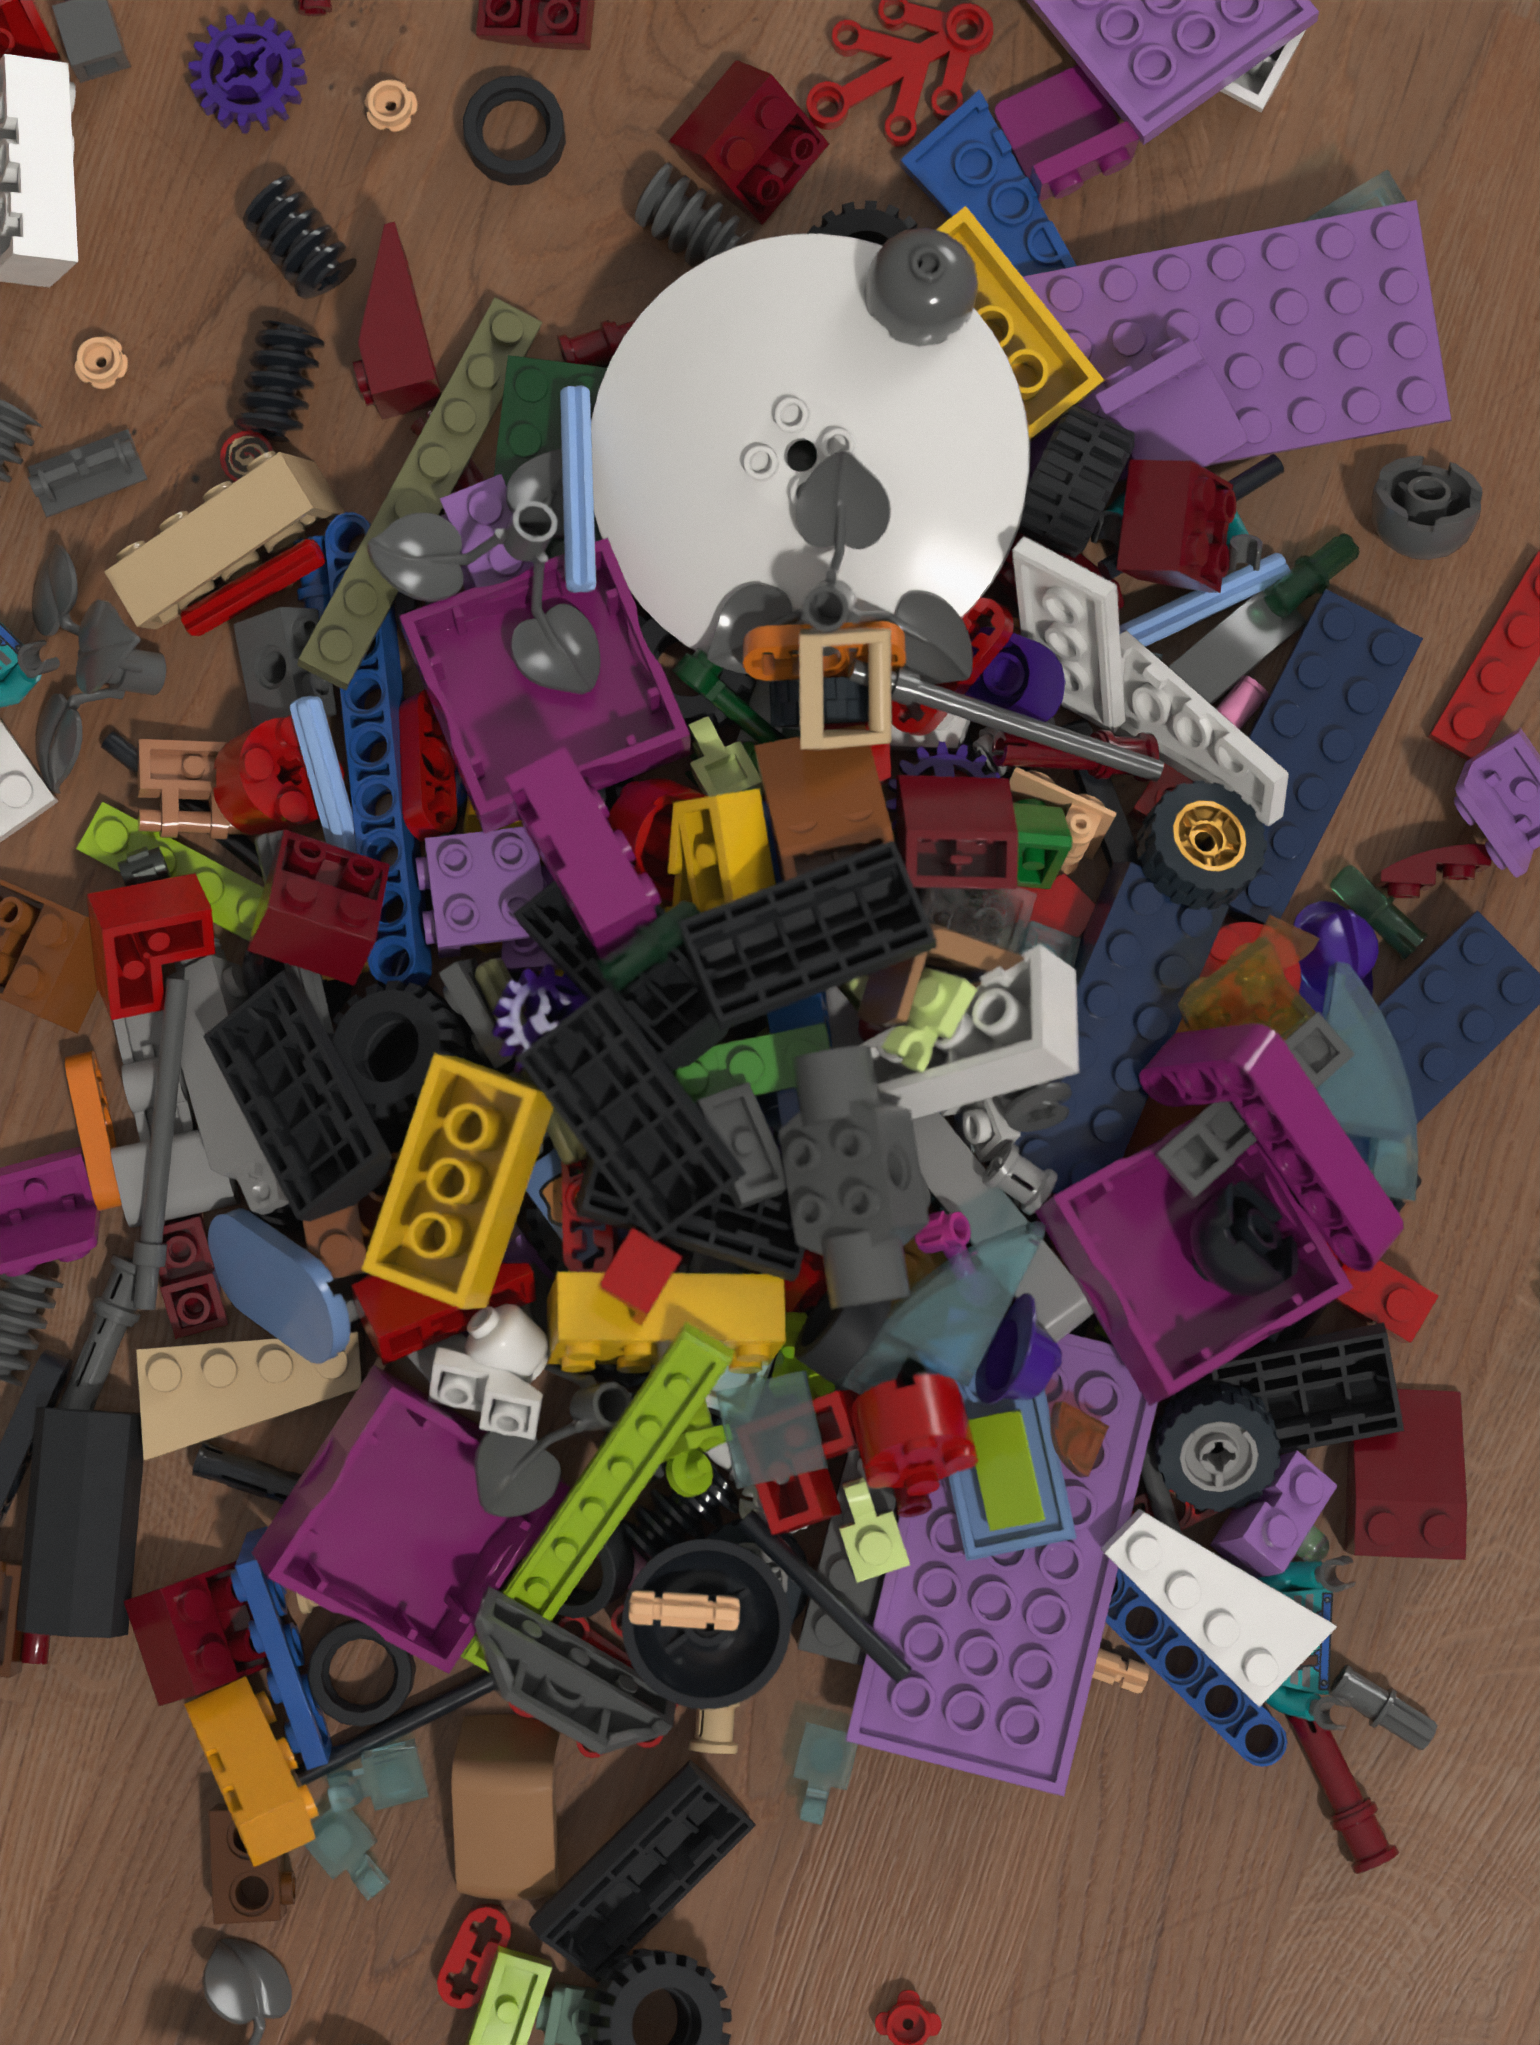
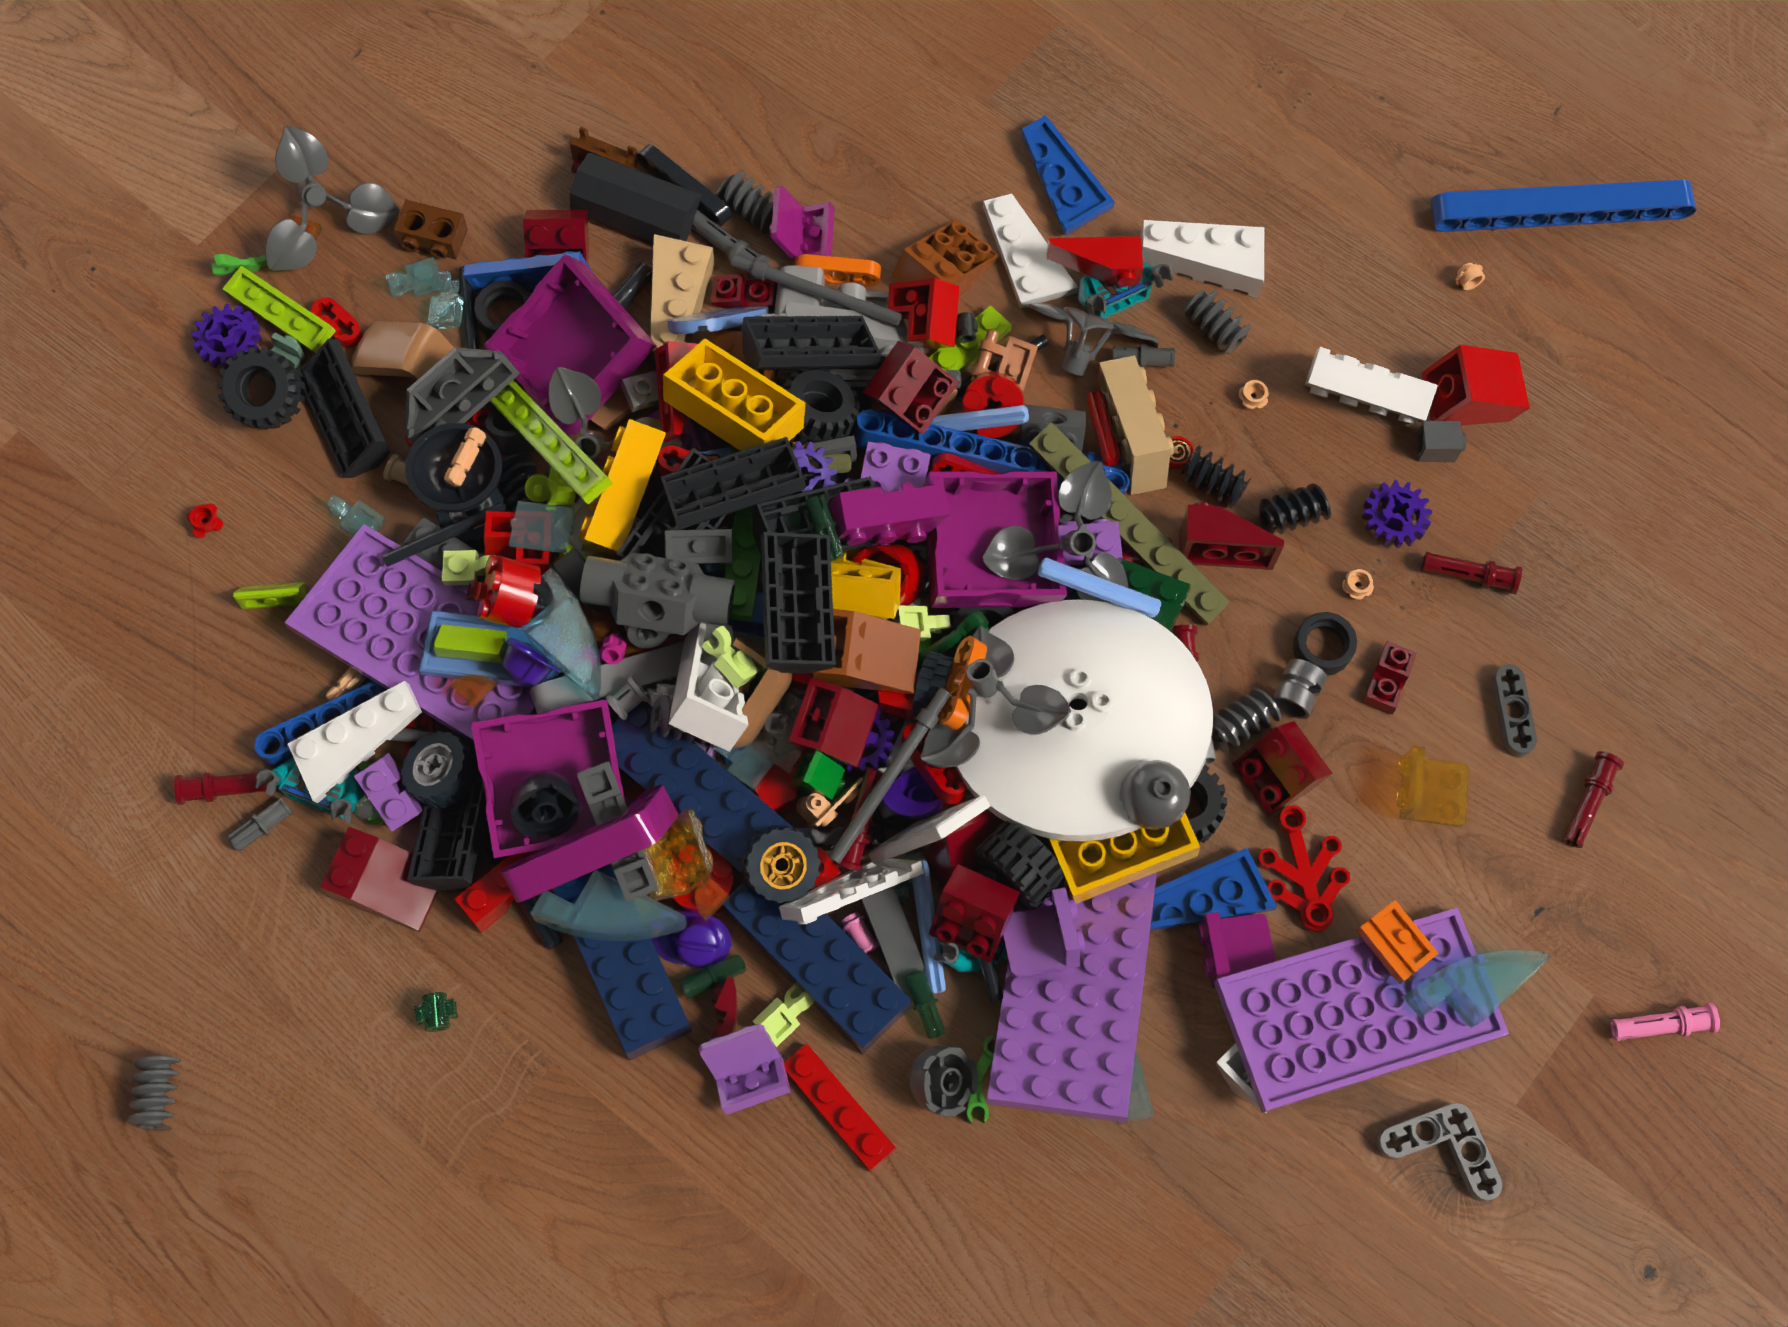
camera: 105 degrees right, 15 degrees down
(86, 473) = (1194, 369): dark grey hinge -> none
(88, 556) = (1147, 356): none -> dark grey pin
(253, 1770) = (472, 235): light orange wedge -> none
(504, 1399) = (612, 394): white slope -> none
(507, 1341) = (641, 407): white head -> none
(610, 148) = (1298, 692): none -> flat silver wheel
(639, 1273) = (645, 466): red panel -> none
(811, 688) = (937, 659): tan tile -> none
(996, 1857) = (270, 595): none -> lime slope
(1373, 463) = (977, 1100): none -> bright green piece
(1407, 783) = (780, 1017): none -> yellowish green plate

